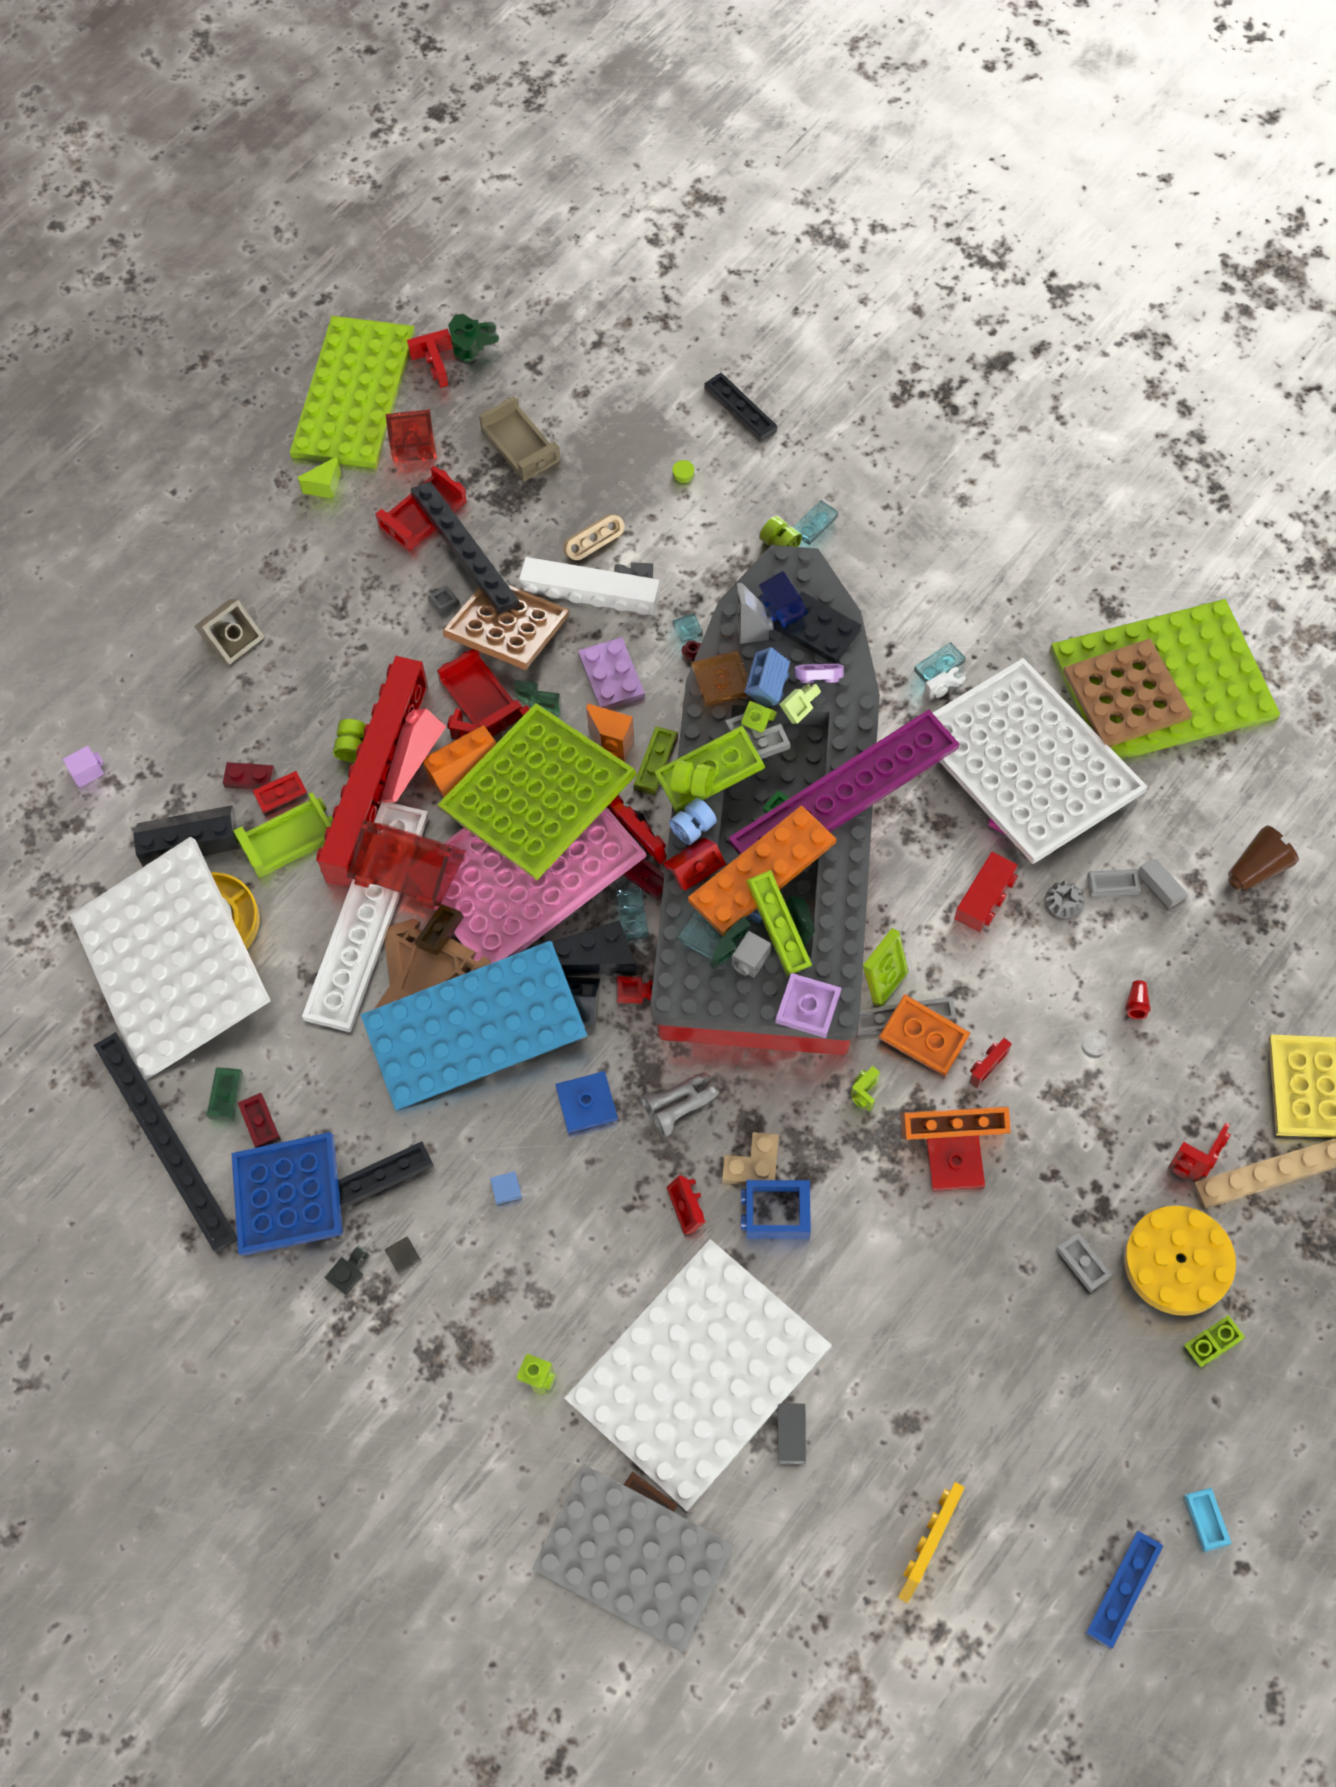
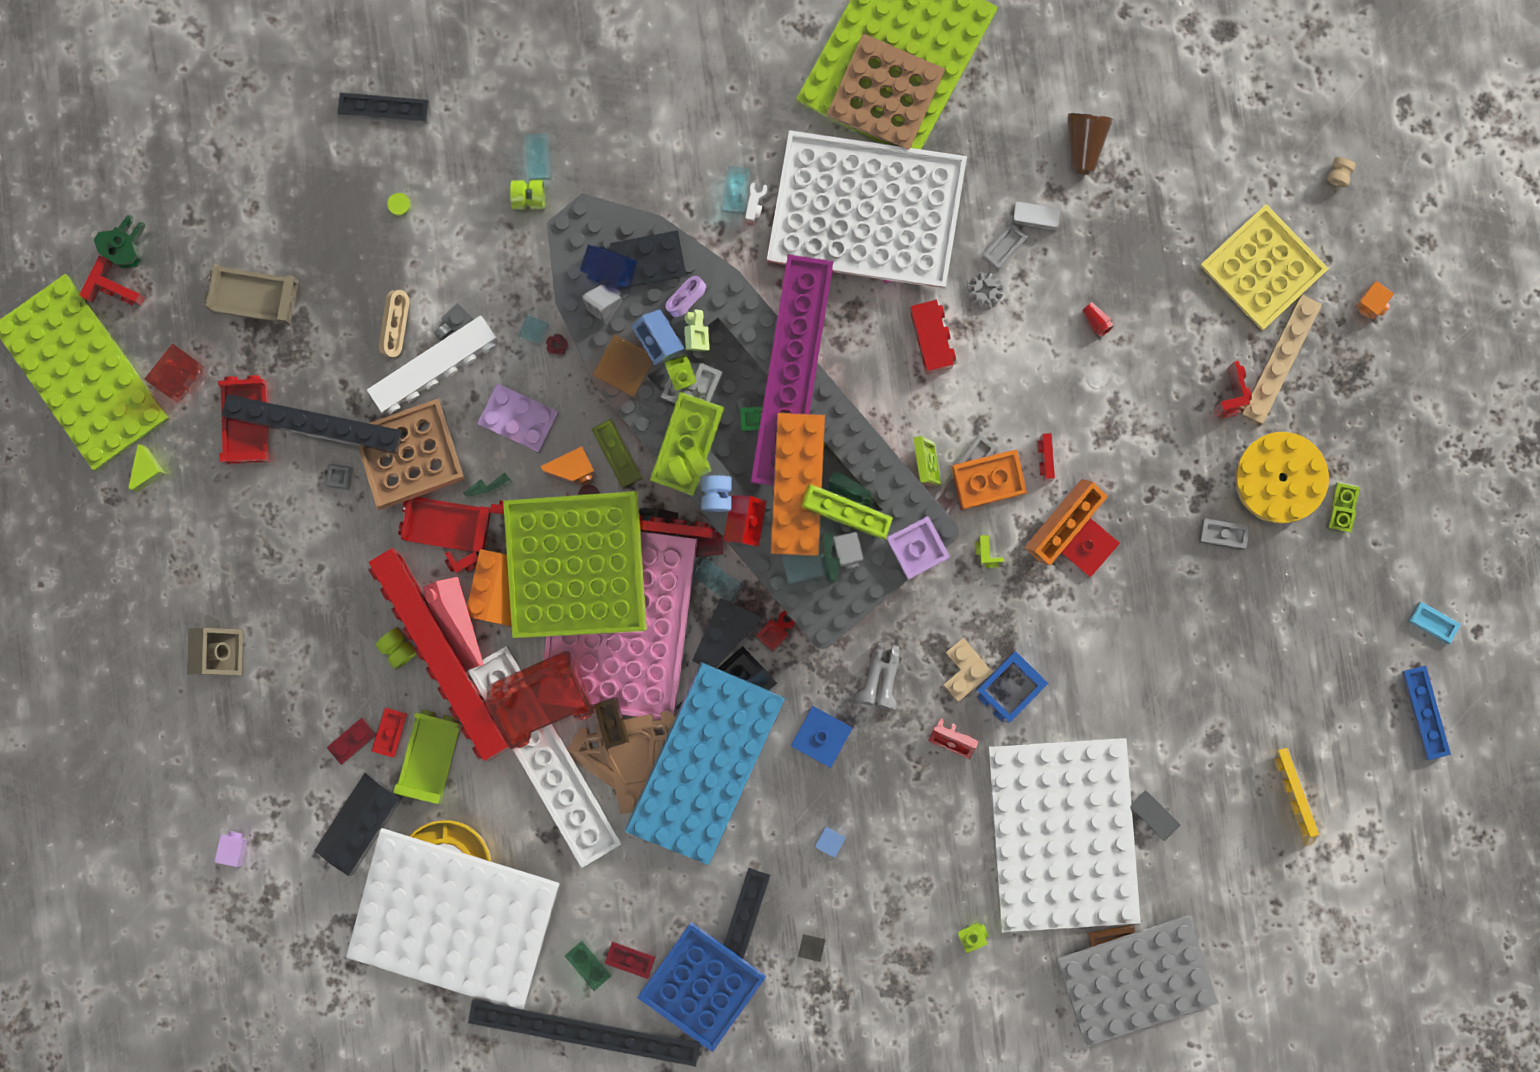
camera: 45 degrees left, 20 degrees up
(345, 1273) = (789, 994): pearl dark grey plate -> none

